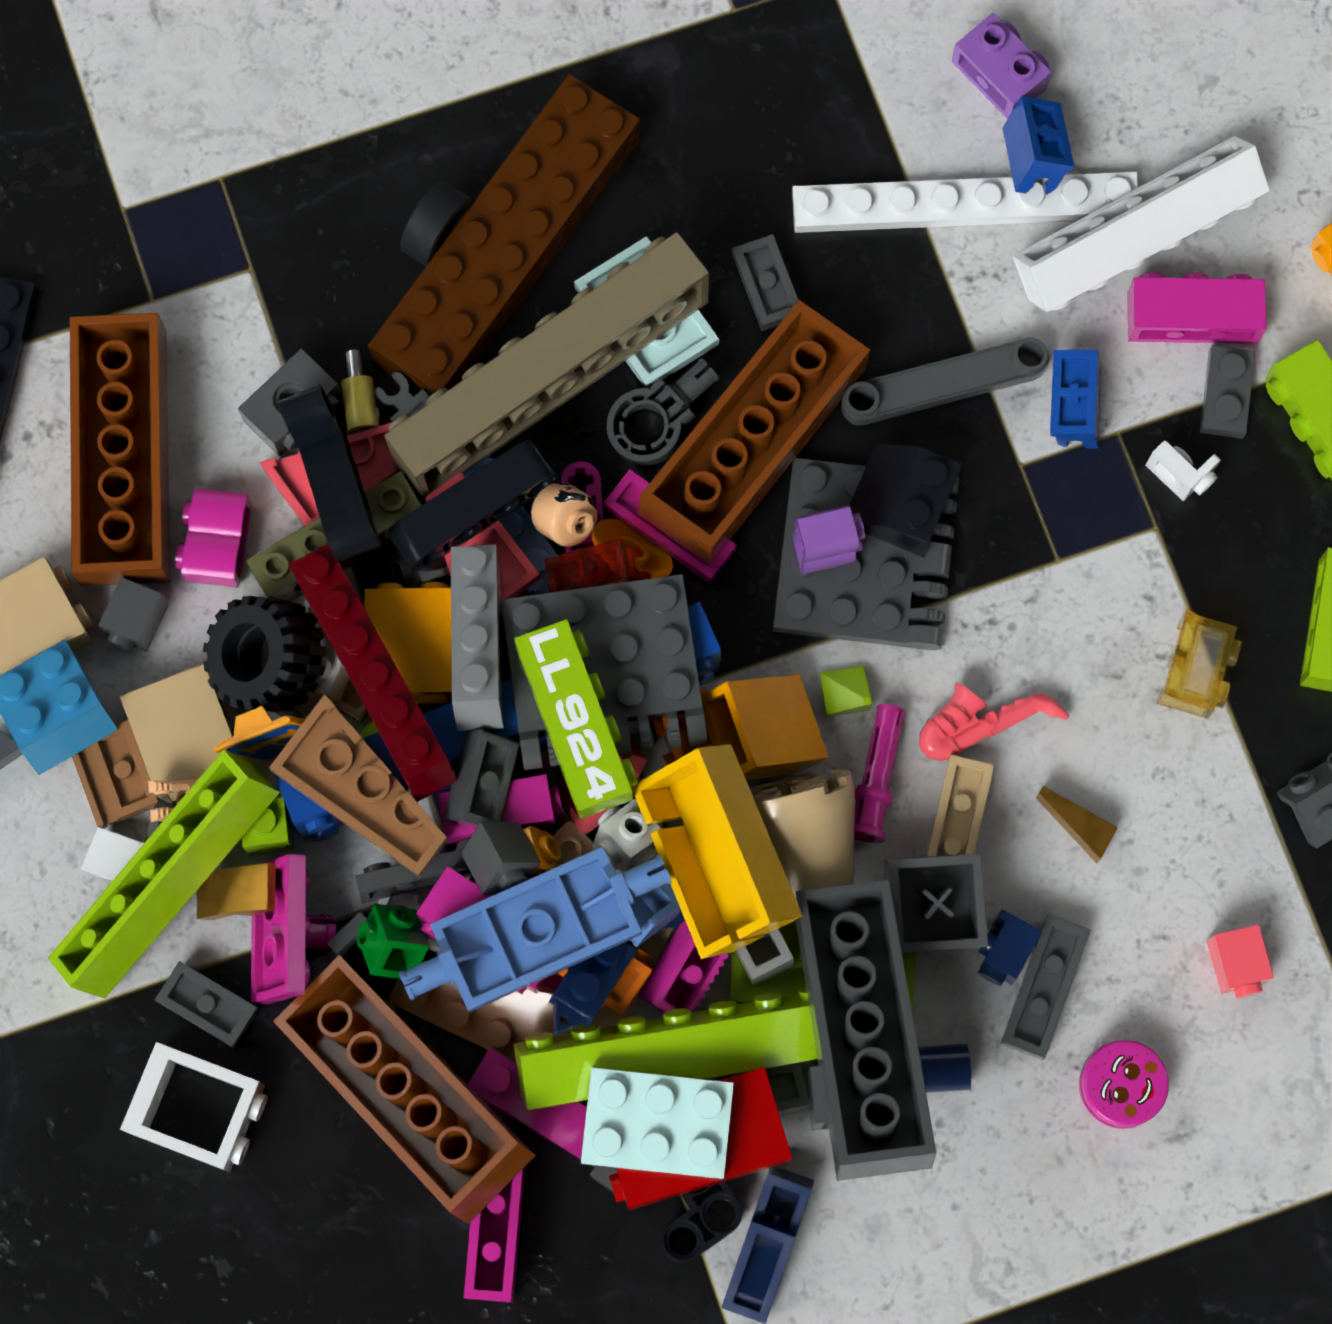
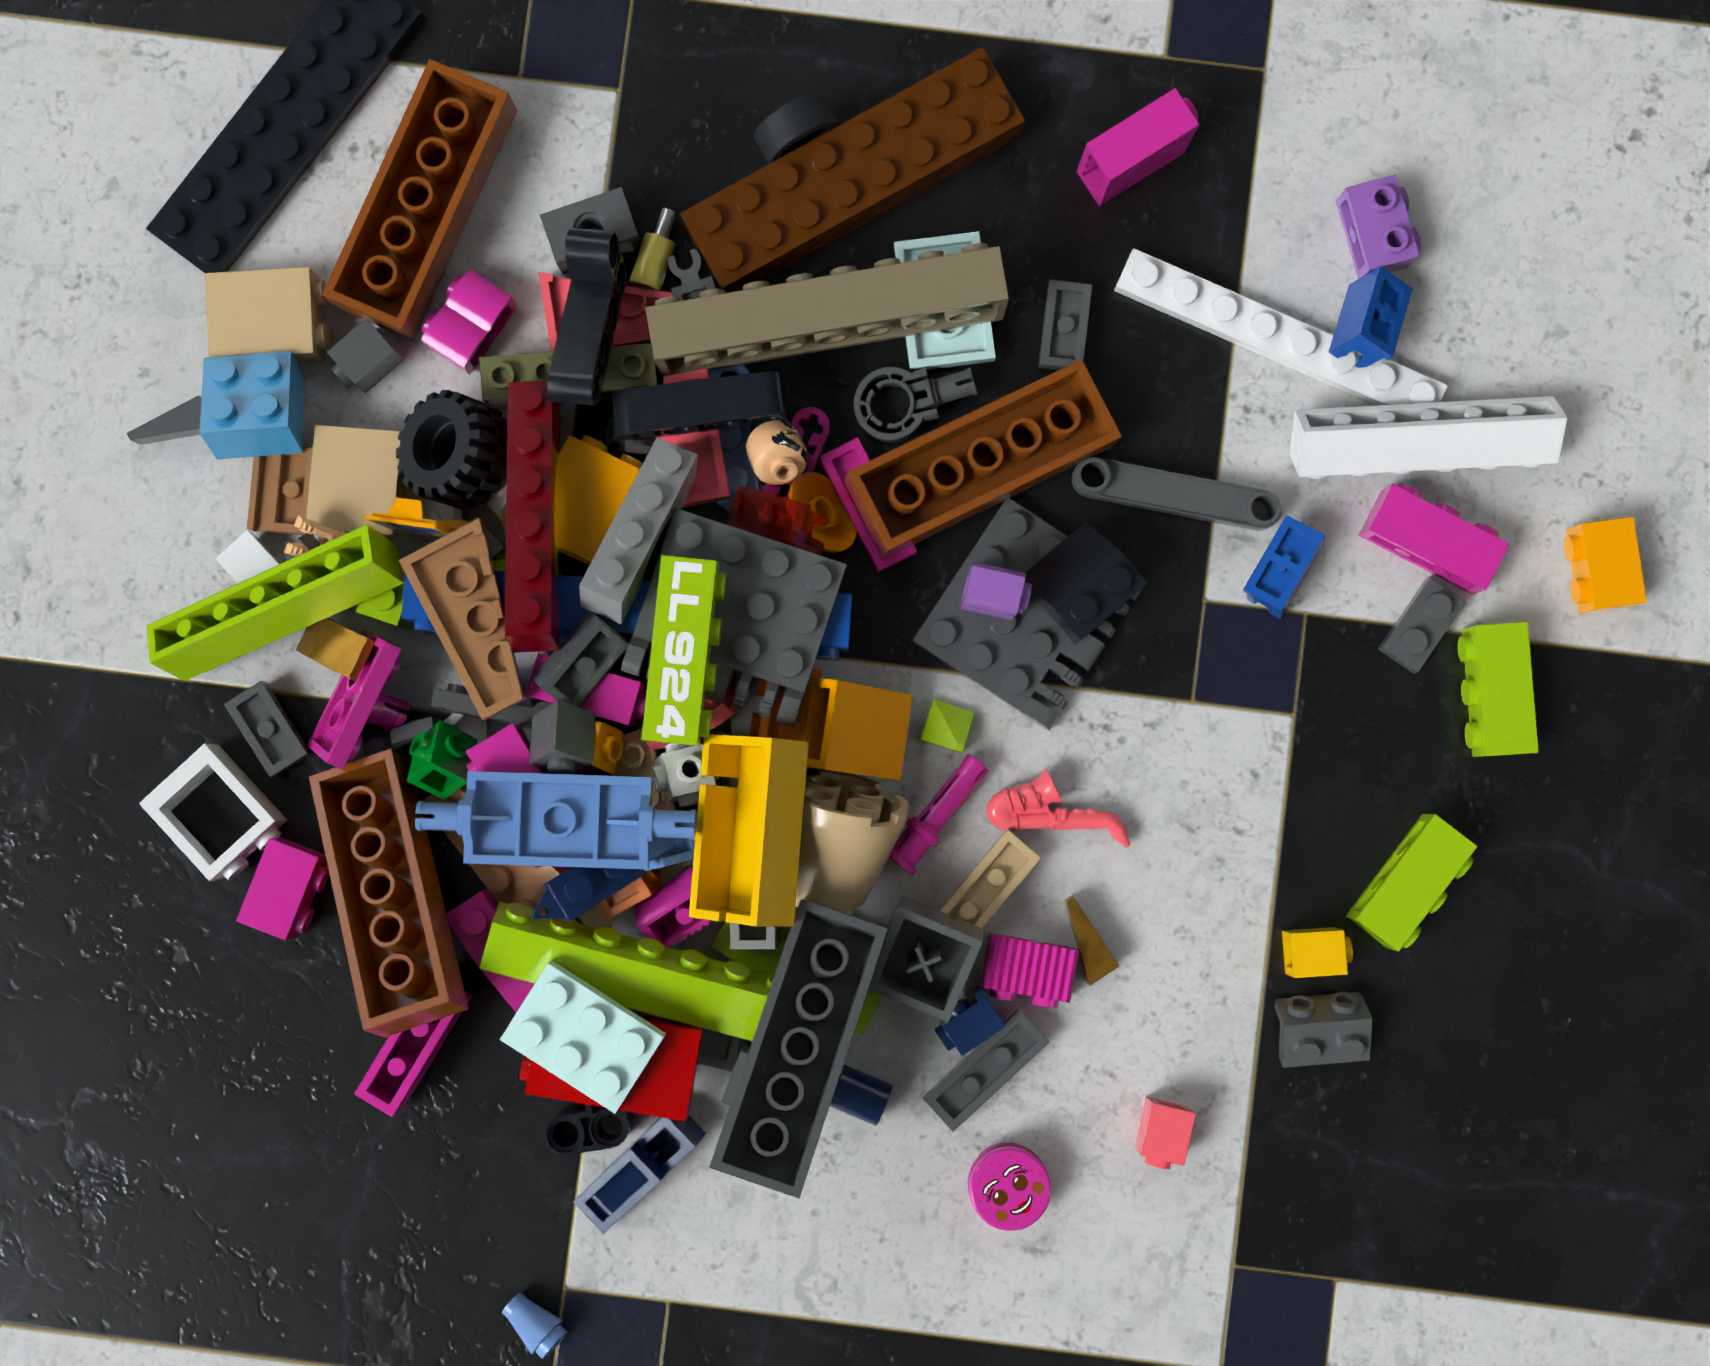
camera: 25 degrees right, 10 degrees up
(298, 1143) = (284, 889): none -> dark pink brick
(752, 95) = (1138, 146): none -> dark pink brick
(1036, 872) = (1029, 969): none -> dark pink brick
(1176, 470) = (1338, 674): white bracket -> none
(1199, 665) = (1267, 859): clear yellow window -> none
(1289, 727) = (1316, 952): none -> yellow brick

